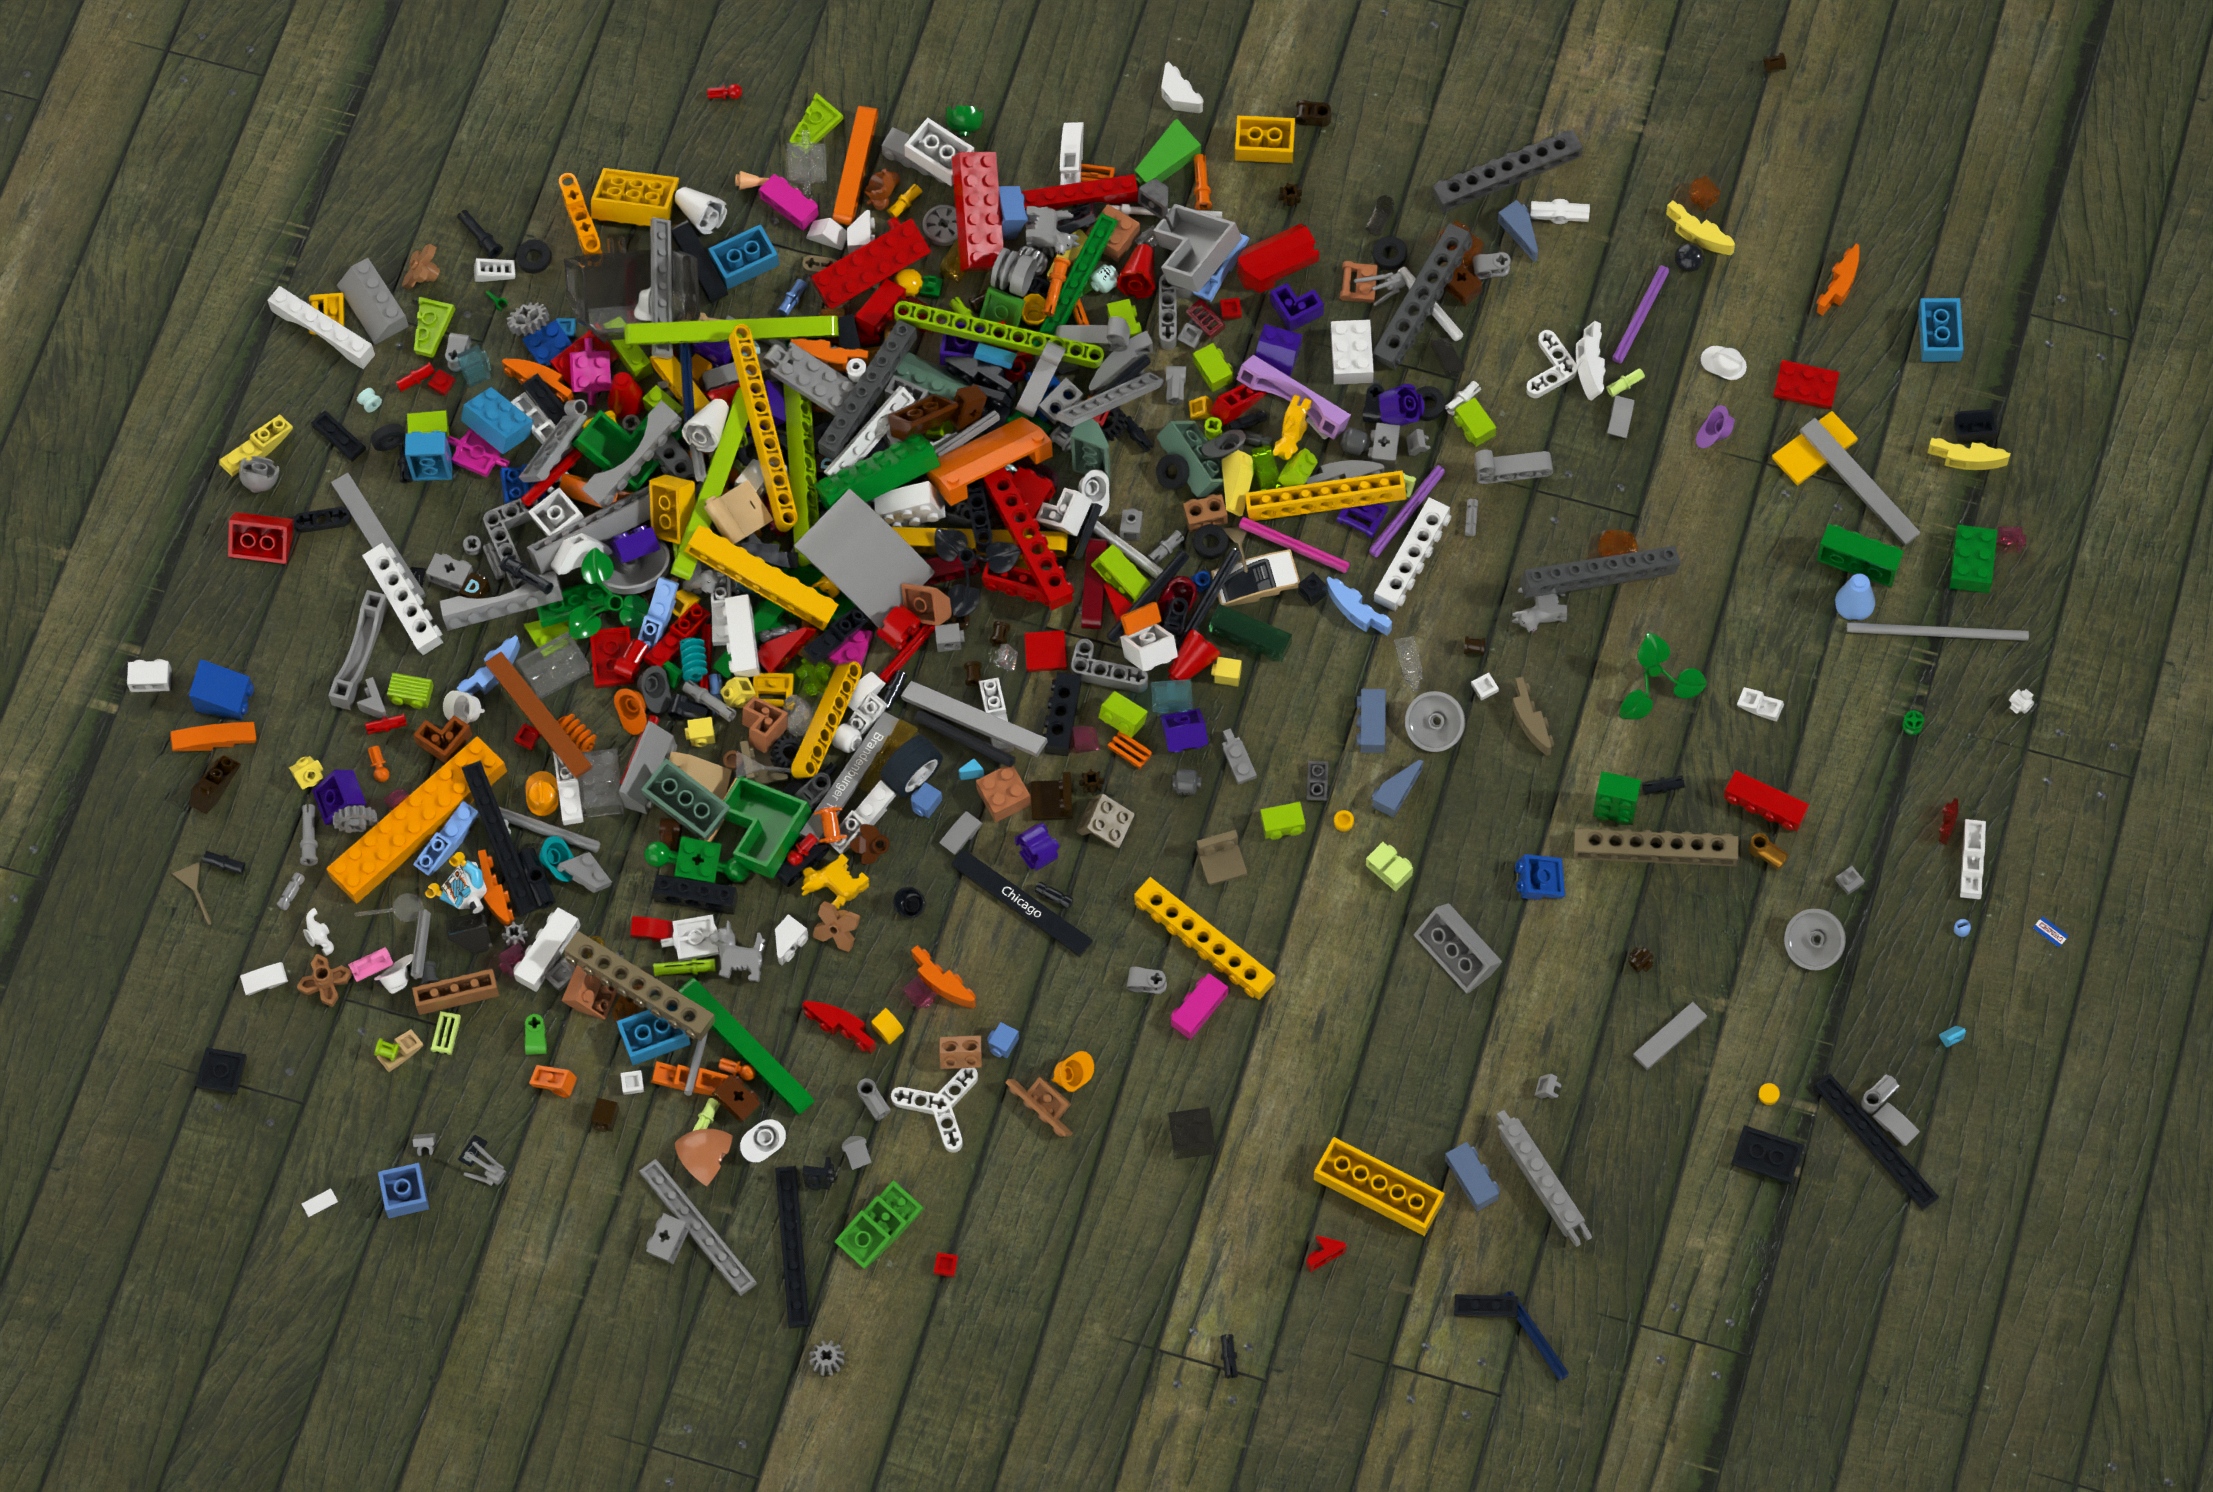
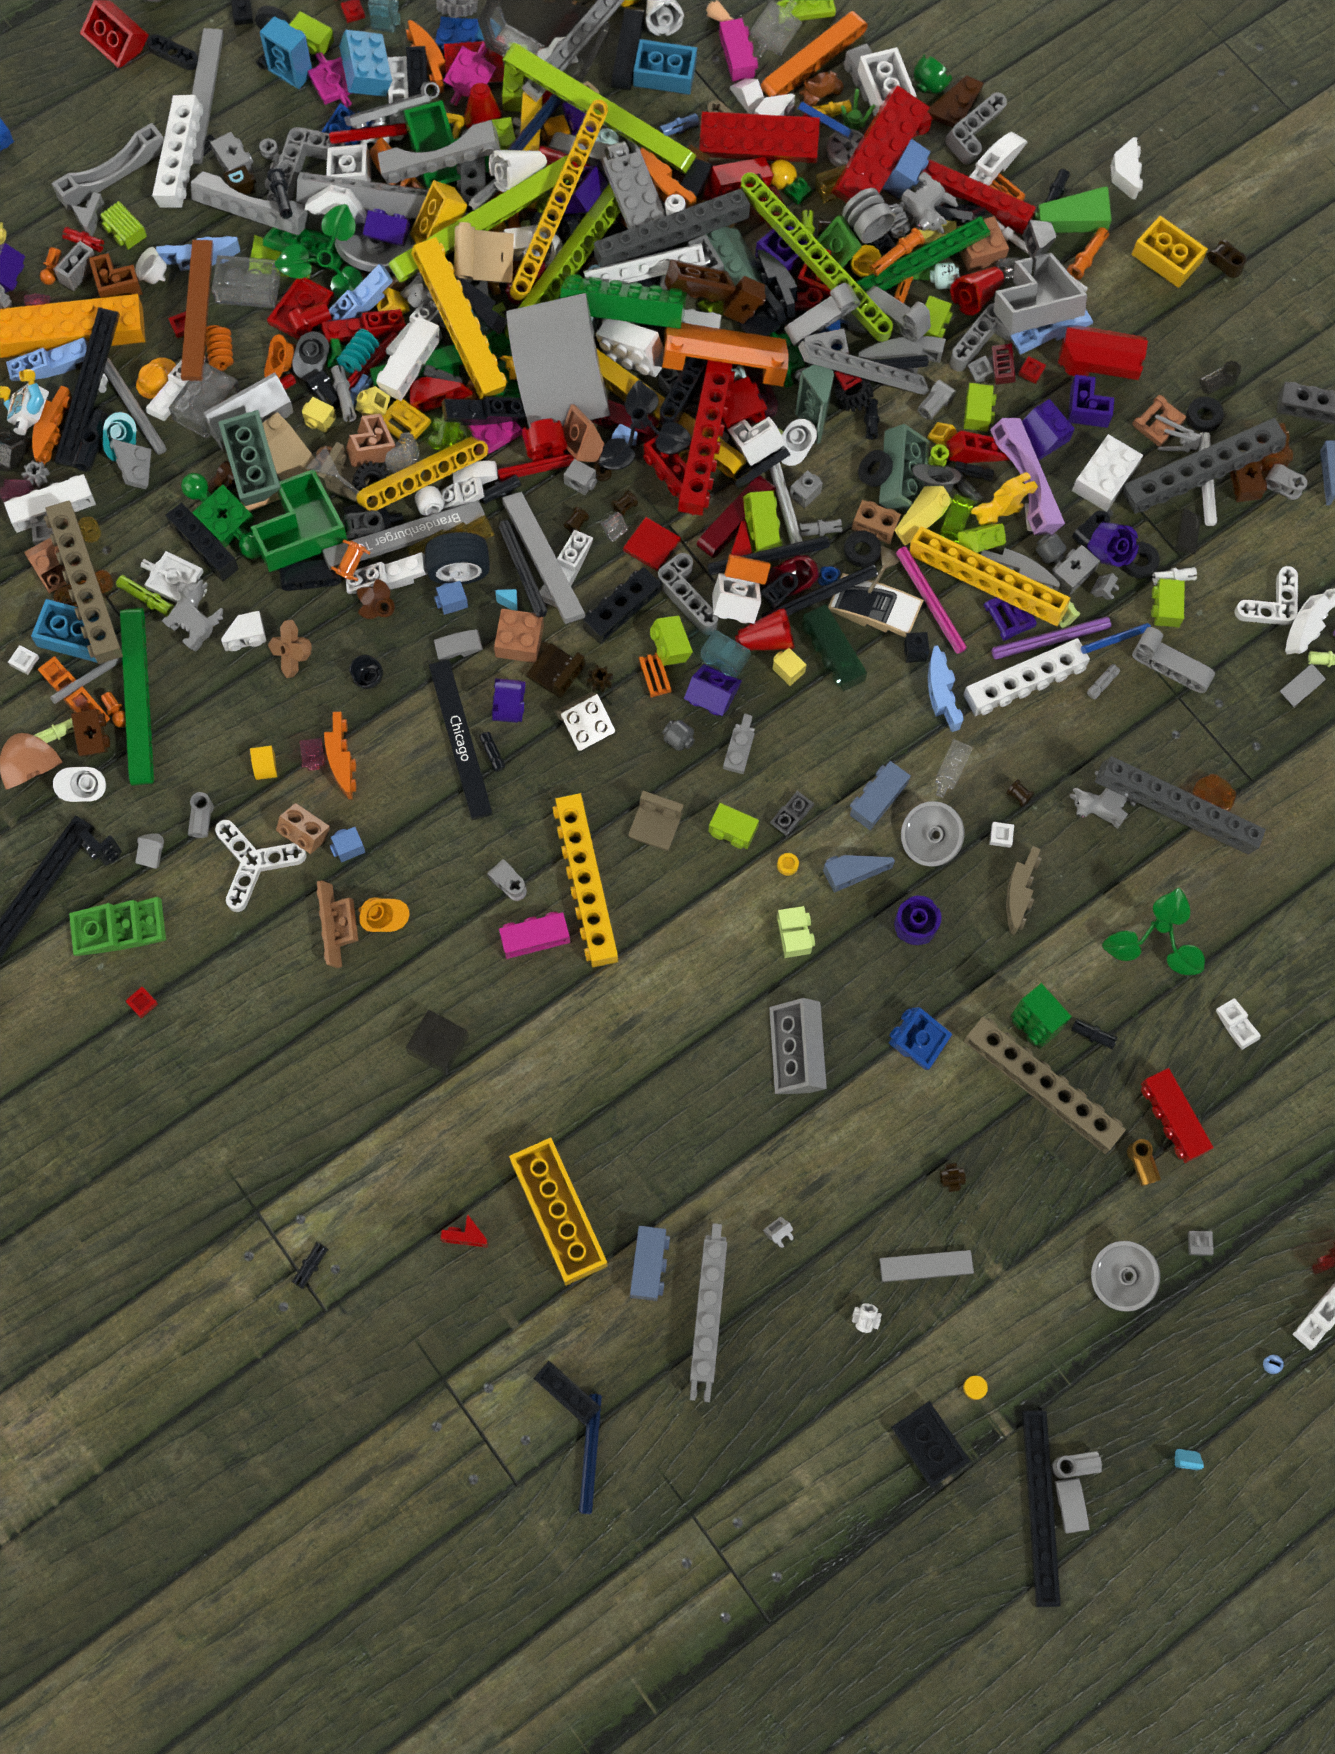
camera: 30 degrees right, 5 degrees up
(403, 748) = (75, 266): none -> light grey brick
(651, 928) = (144, 544): red slope -> none
(795, 856) = (304, 567): red axle -> none
(834, 1019) = (228, 731): red slope -> none
(836, 879) = (325, 611): yellow animal -> none
(913, 214) = (826, 121): none -> blue tile
(930, 196) = (854, 119): none -> bright green plant
(956, 578) = (624, 433): none -> light blue slope
(968, 433) = (735, 322): light grey axle -> none
(995, 355) = (799, 272): dark azure tile -> none
(1000, 127) = (956, 102): none -> reddish brown wing
(1034, 154) = (962, 138): none -> light grey beam
(1085, 739) = (624, 639): clear pink brick -> none
(1135, 145) = (1057, 188): none -> black pin
(1290, 195) = (1155, 311): dark brown gear -> none
(1456, 477) = (1114, 638): none -> blue bar
(1473, 793) = (906, 925): none -> dark purple brick
(1656, 1100) = (866, 1318): none -> white gear

